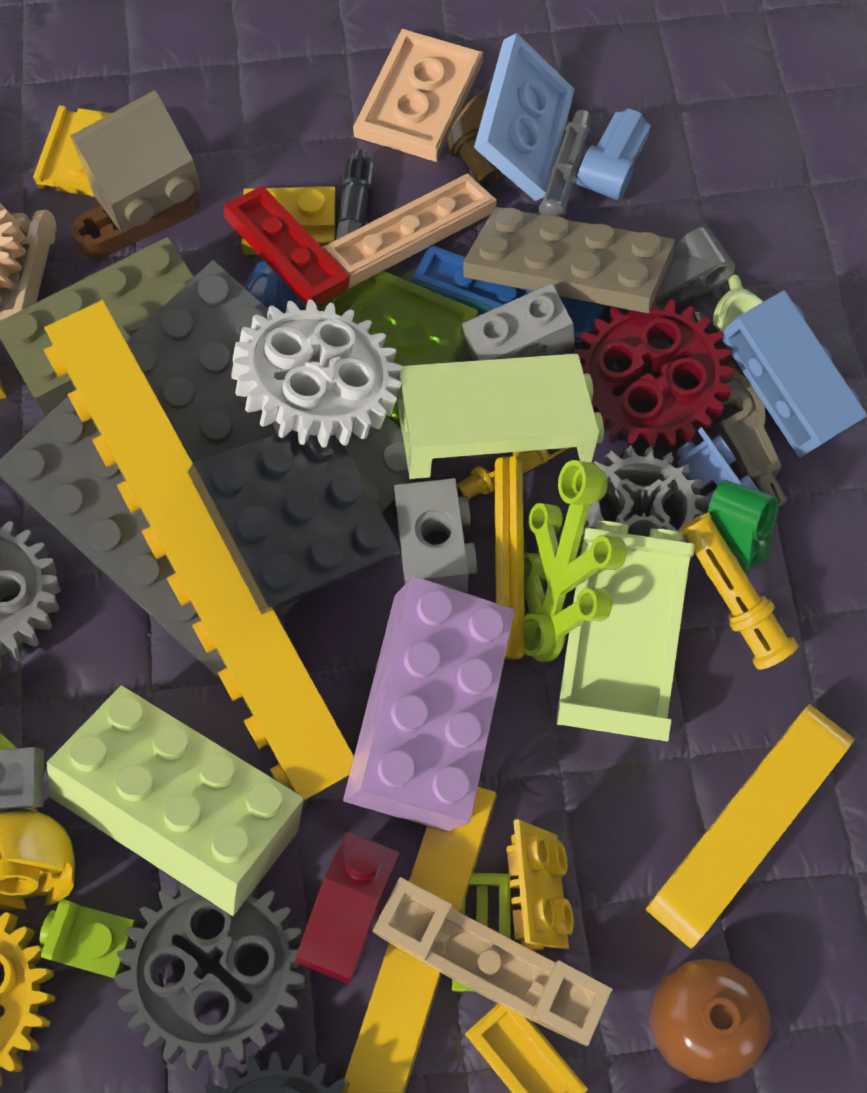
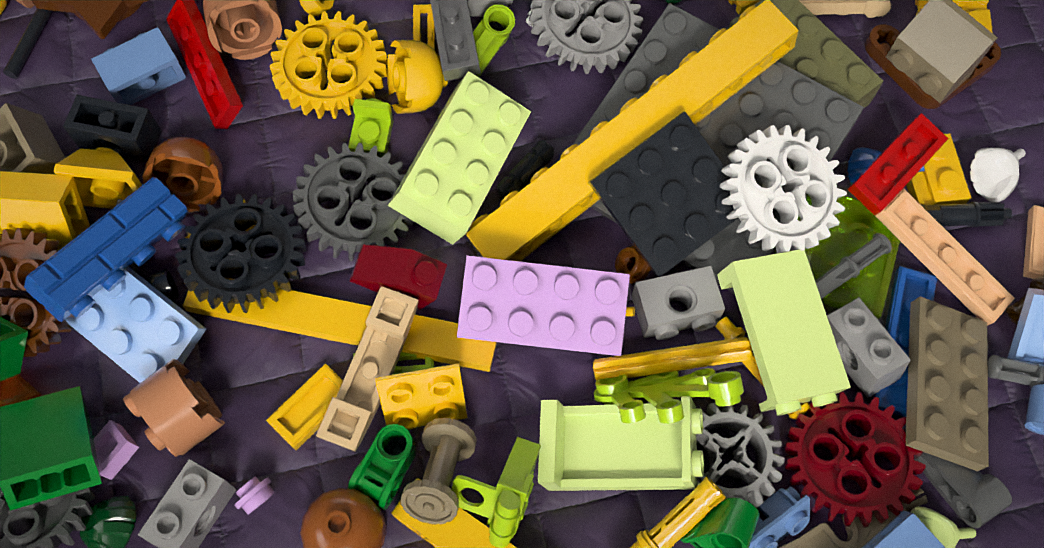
camera: 80 degrees right, 0 degrees up
(199, 710) = (526, 168): none -> black axle
(305, 153) = (995, 172): none -> white piece
(370, 598) = (632, 263): none -> reddish brown plate
(416, 328) = (853, 264): none -> dark grey piece
(628, 954) = (384, 468): none -> green piece
(686, 775) = (509, 500): none -> lime piece
(690, 877) = (431, 498): none -> dark tan hose

